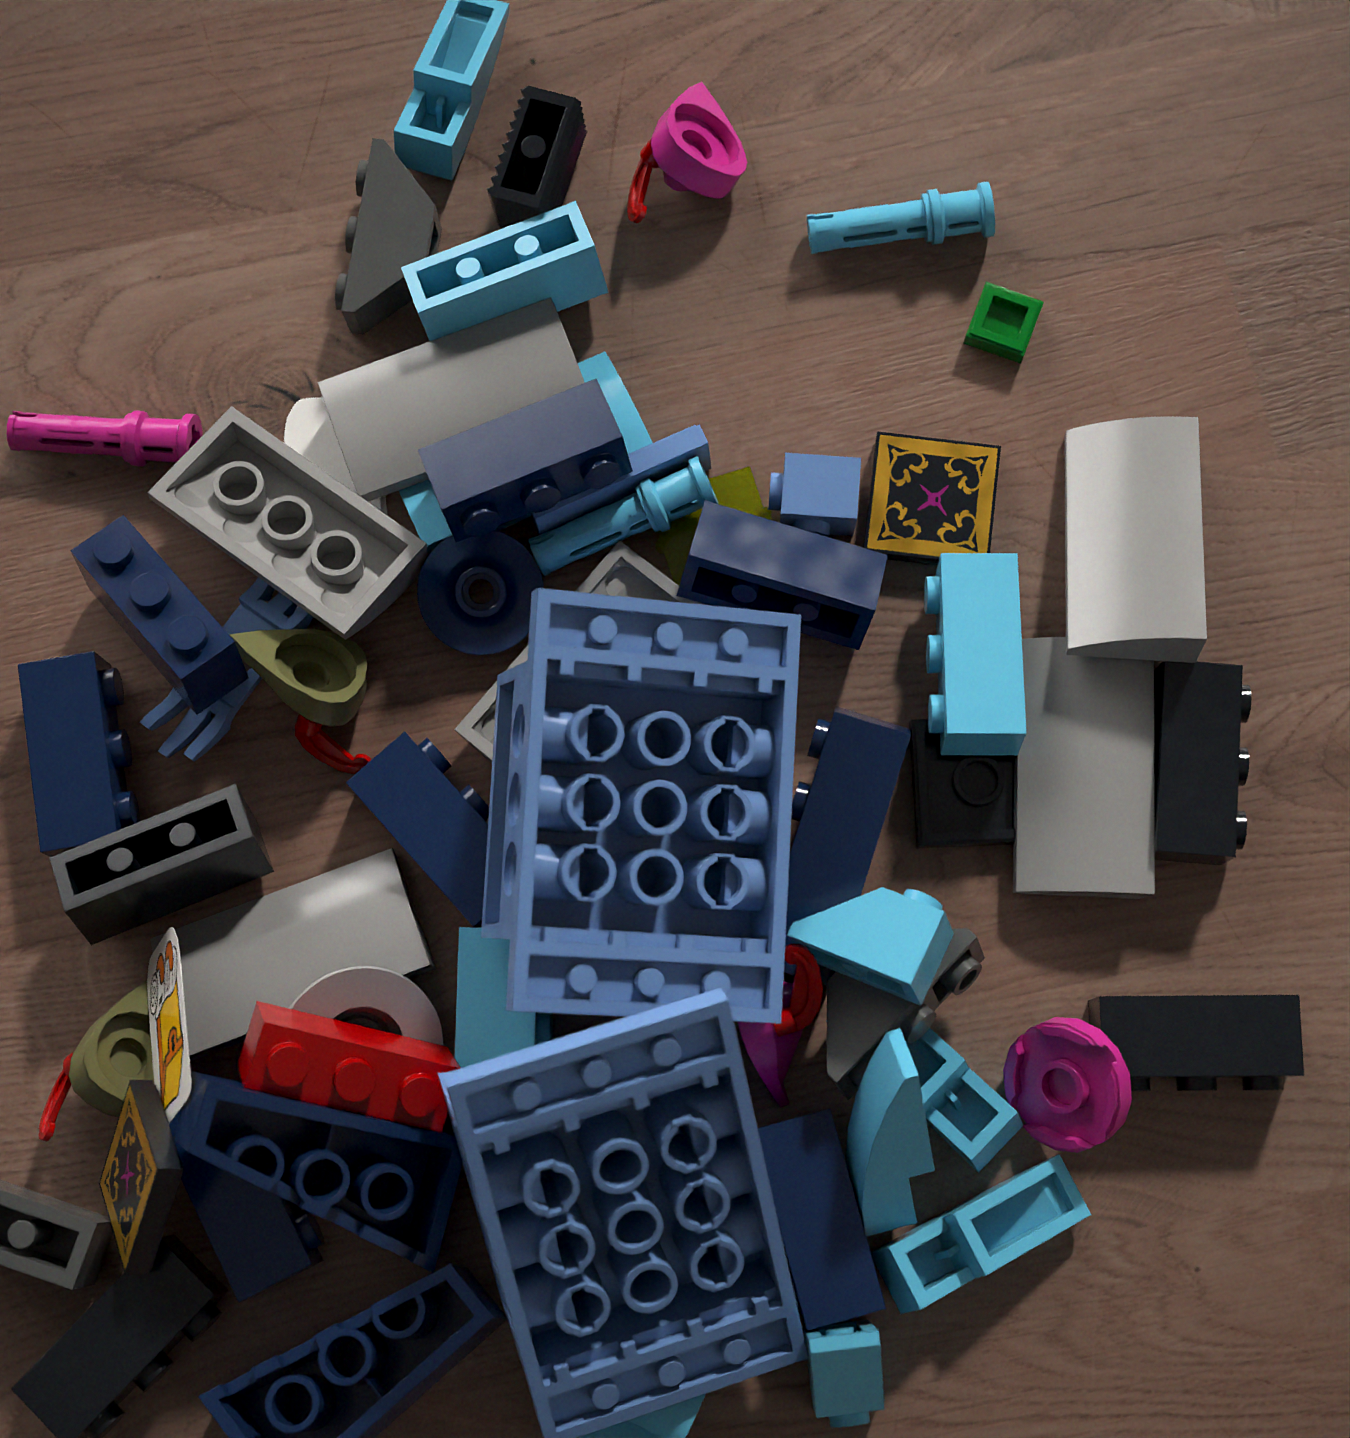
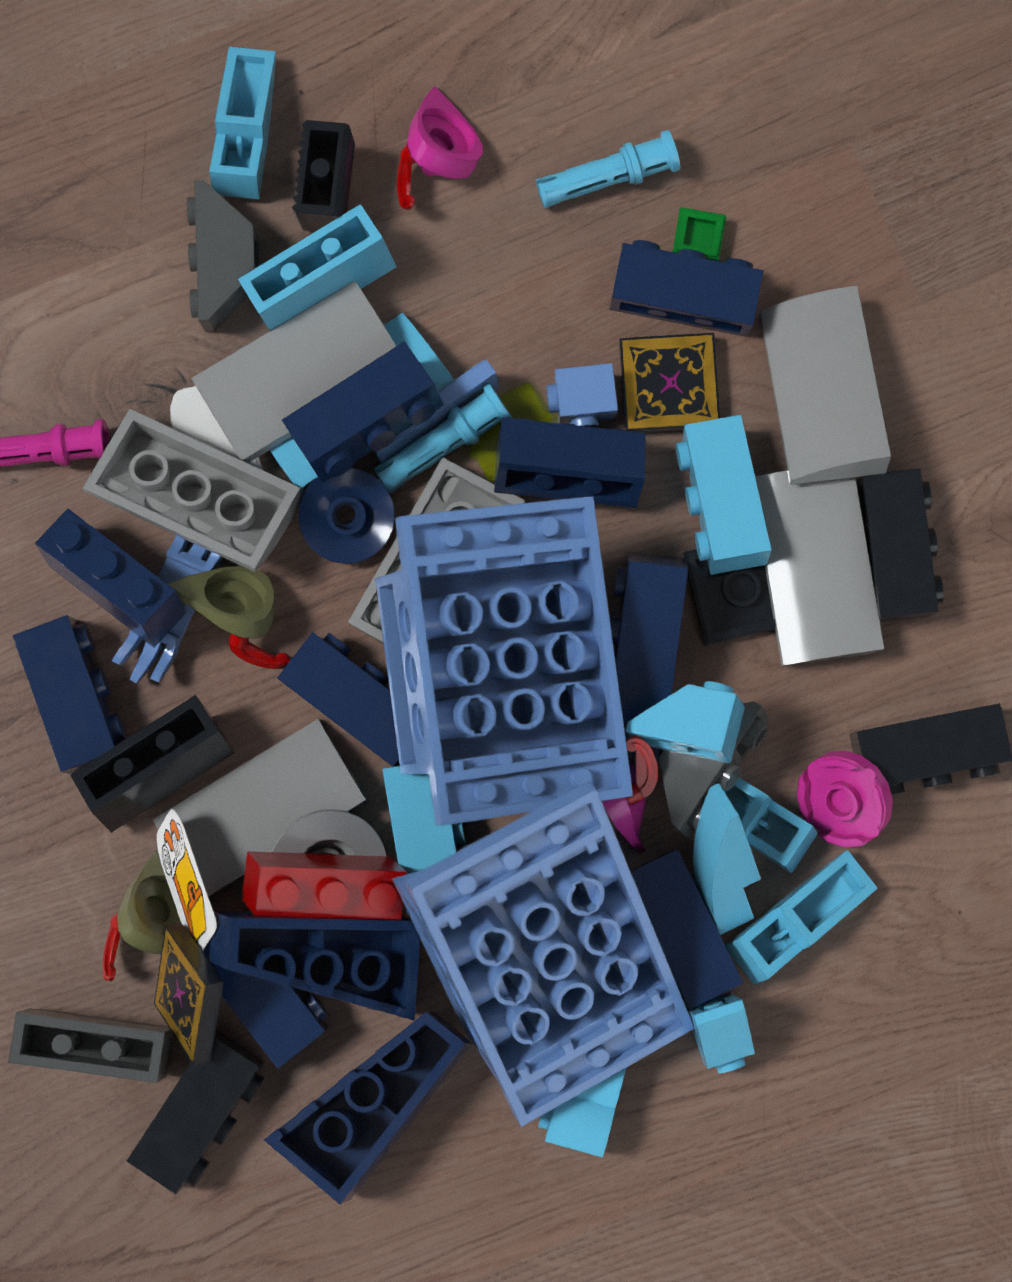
camera: 15 degrees left, 5 degrees up
(974, 383) = (686, 288): none -> dark blue brick

